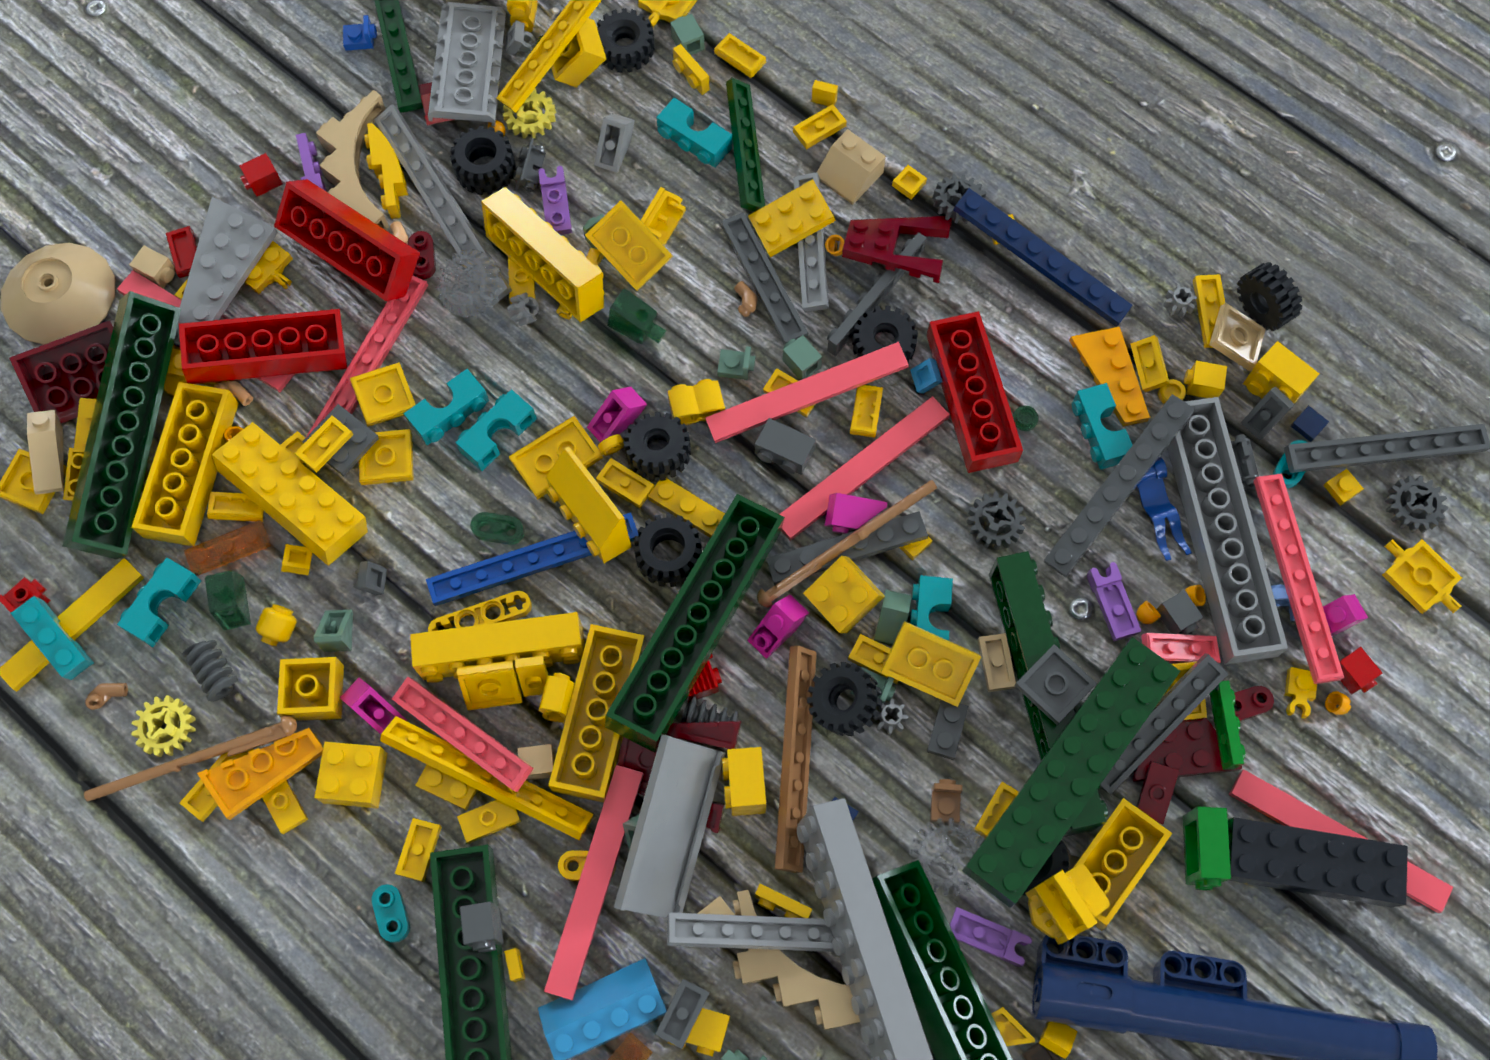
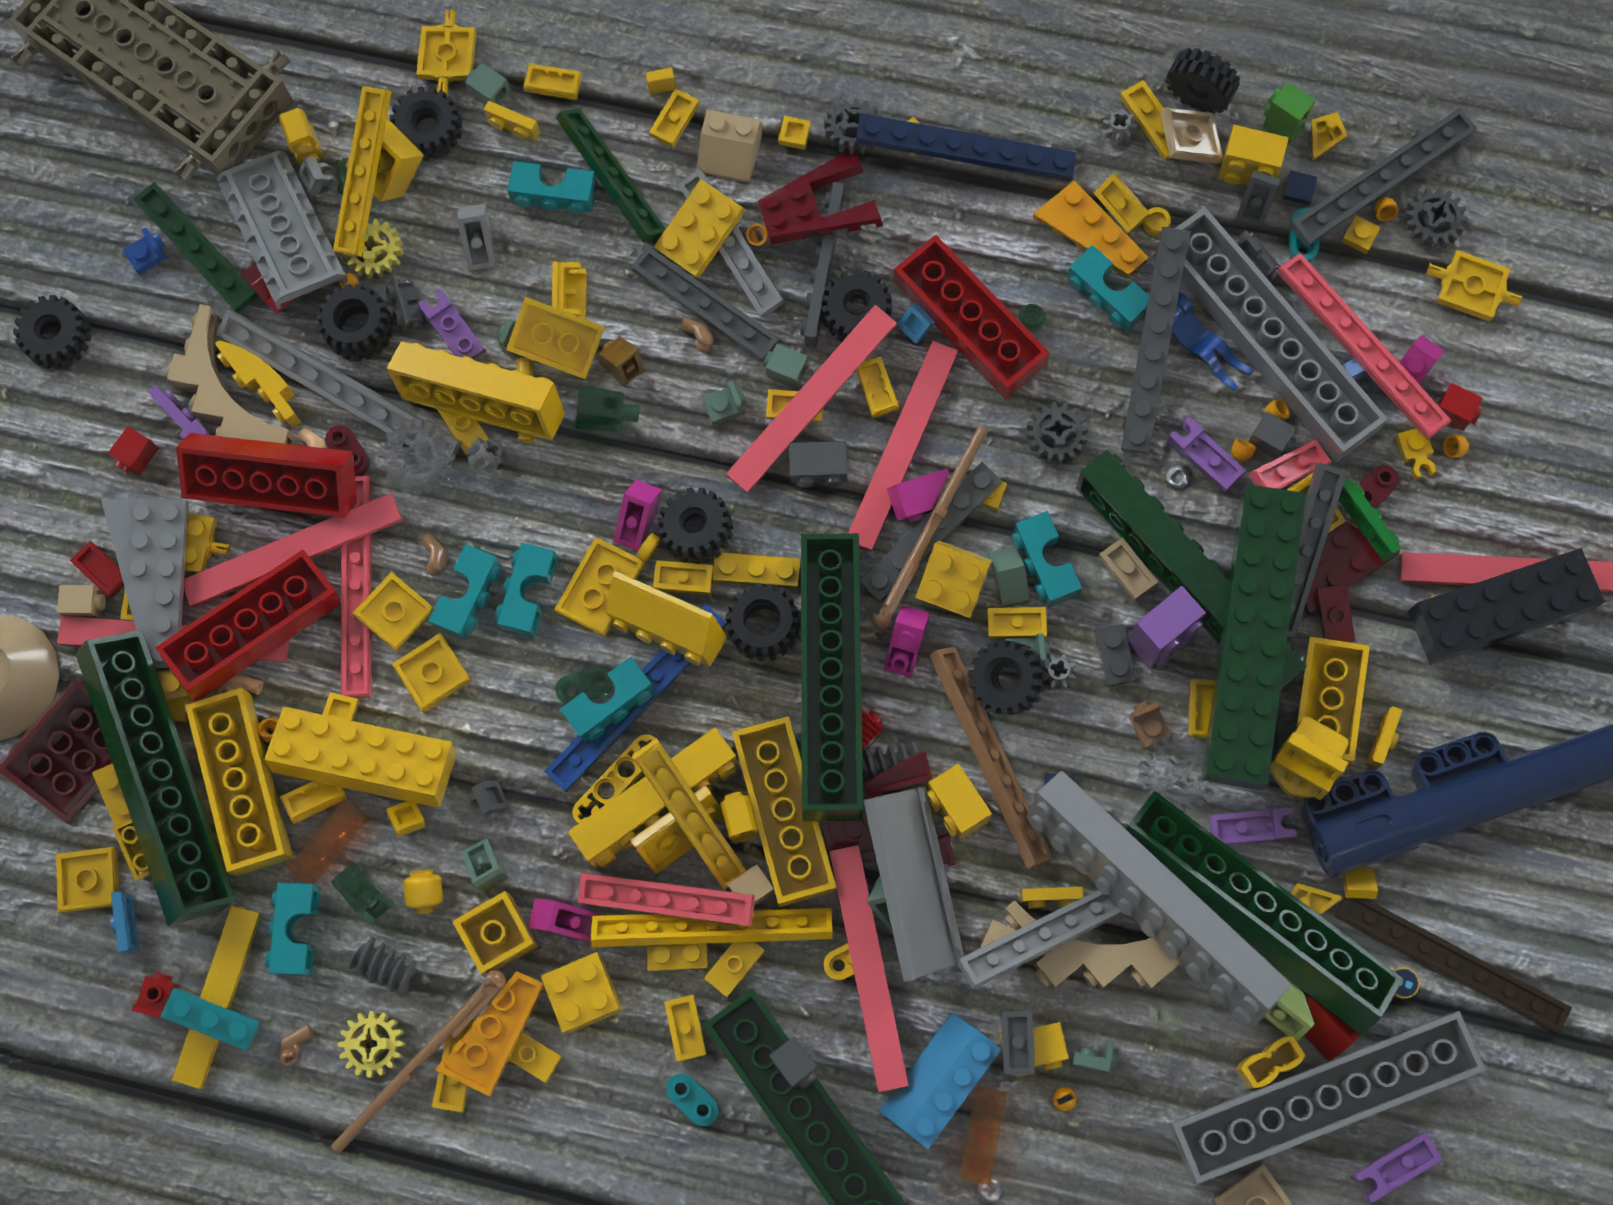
camera: 20 degrees left, 5 degrees up
(36, 528) = (124, 923): none -> dark azure plate
(46, 451) = (89, 843): tan slope -> none
(258, 73) = (62, 347): none -> black tyre
(324, 444) = (370, 691): yellow plate -> none
(352, 308) = (314, 540): none -> coral tile
(355, 447) = (379, 679): dark grey plate -> none
(442, 369) = (438, 555): none -> medium nougat arm
(514, 965) = (837, 1083): yellow tile -> none
(515, 669) = (689, 812): none -> yellow tile
(529, 548) = (590, 718): none -> teal arch
(672, 289) = (621, 360): none -> pearl gold slope
(695, 402) = (708, 462): yellow brick -> none
(931, 663) = (1070, 603): yellow plate -> none
(1001, 726) = (1165, 628): none -> medium lavender brick
(1055, 684) = (1198, 563): dark grey plate -> none
(1146, 922) = (1385, 738): none -> yellow plate
(1205, 379) = (1182, 193): yellow brick -> none
(1206, 847) = (1405, 642): green window -> none
(1331, 355) = (1288, 111): none -> bright green brick
(1355, 391) = (1326, 134): none -> yellow piece
(1379, 476) = (1388, 207): none -> light orange hinge

